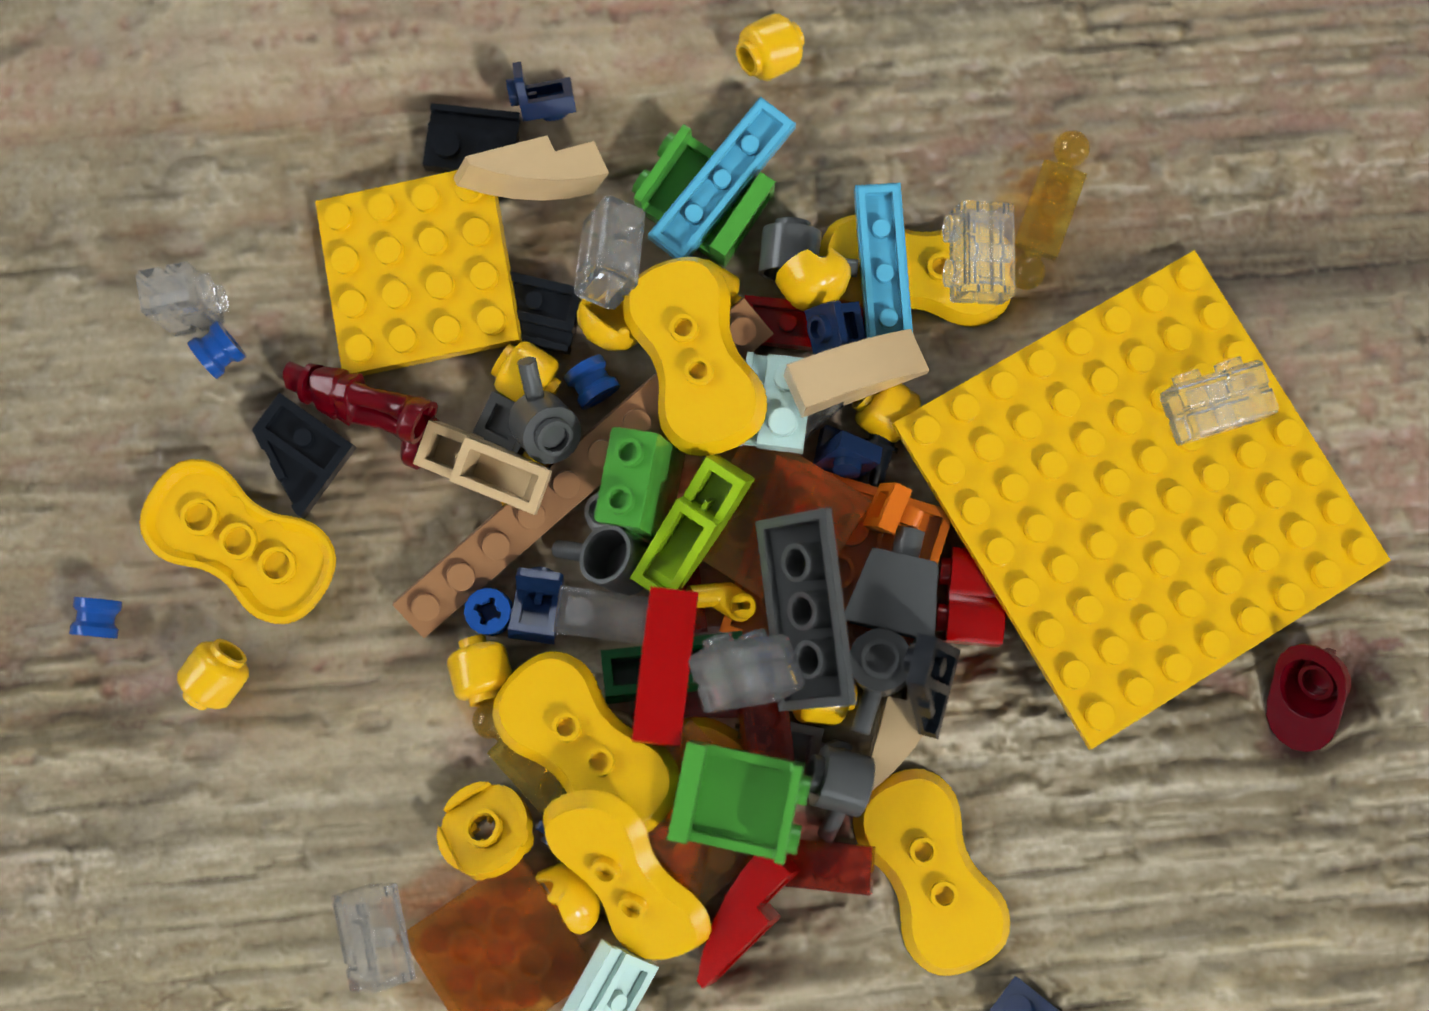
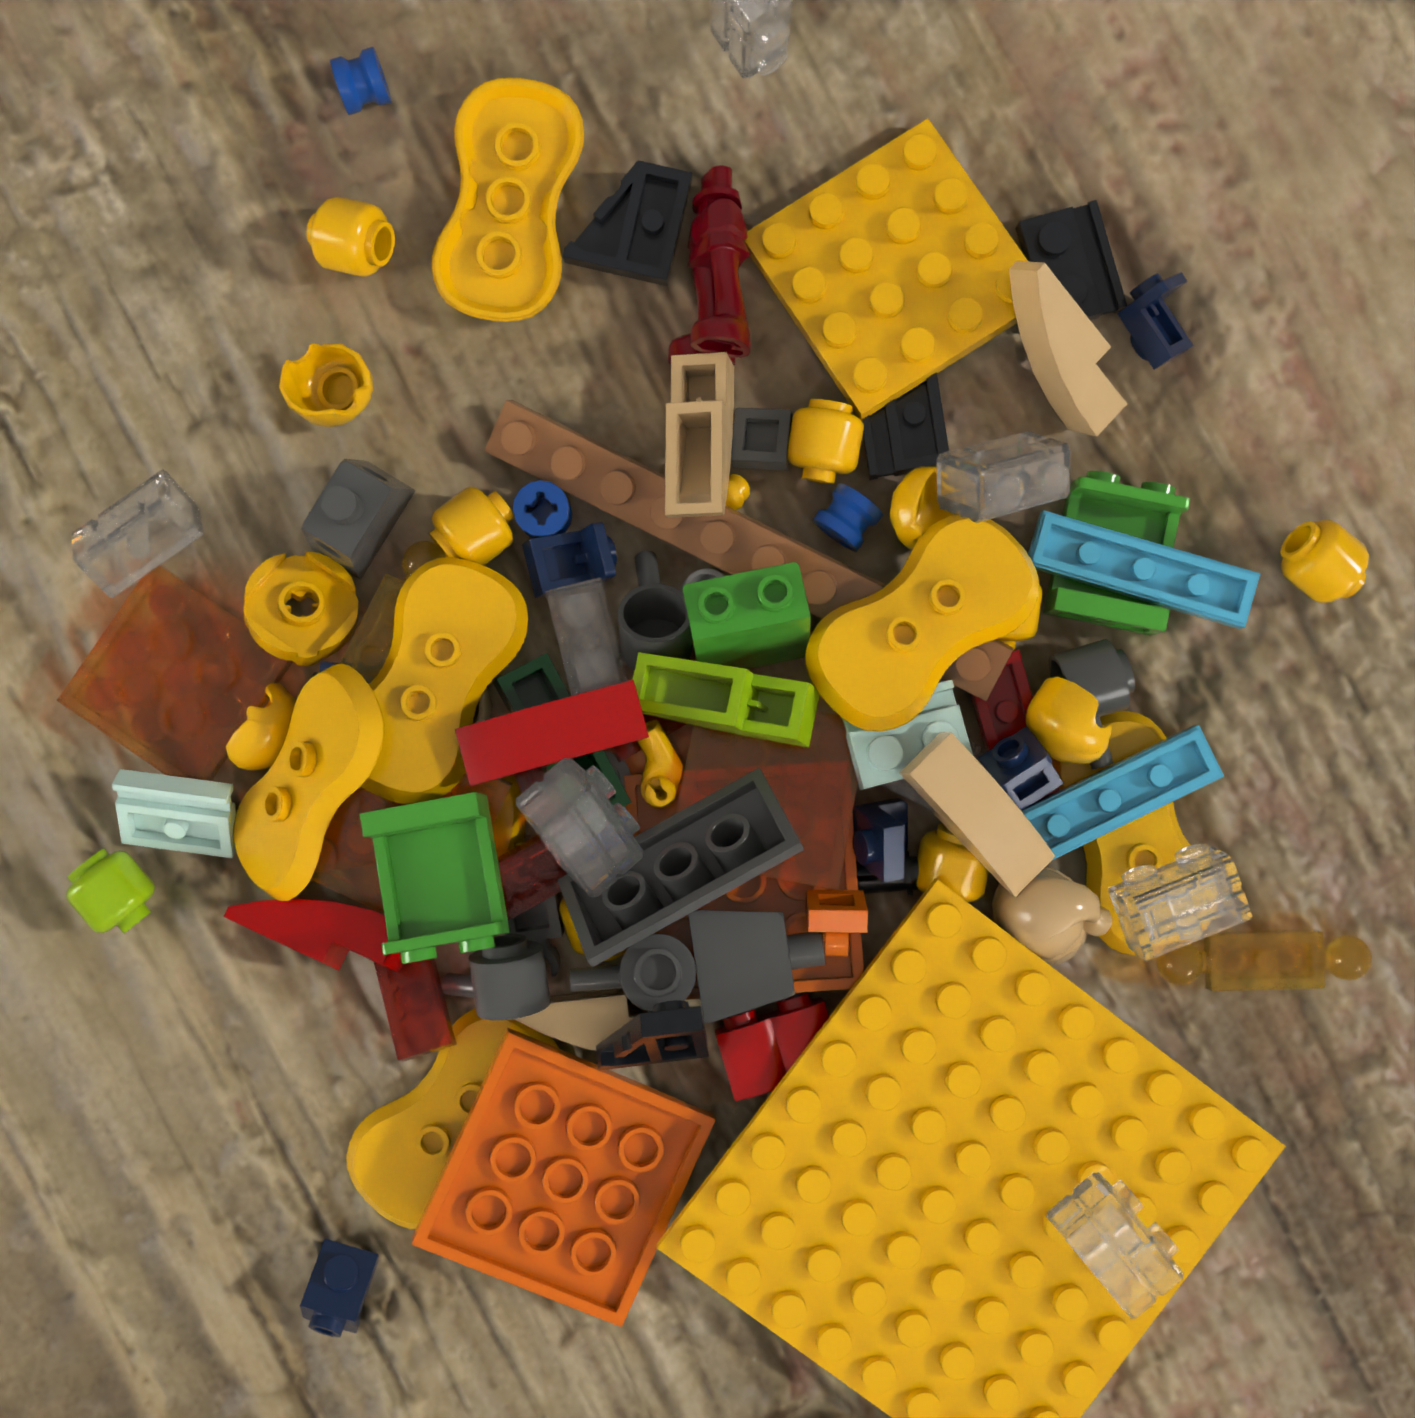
camera: 70 degrees right, 5 degrees up
(216, 349) = (712, 82): blue wheel -> none
(320, 739) = (327, 384): none -> yellow hair
(432, 758) = (355, 514): none -> dark grey torso
(541, 420) = (778, 479): dark grey piece -> none
(954, 351) = (1051, 915): none -> tan piece
(1011, 803) = (563, 1178): none -> orange plate

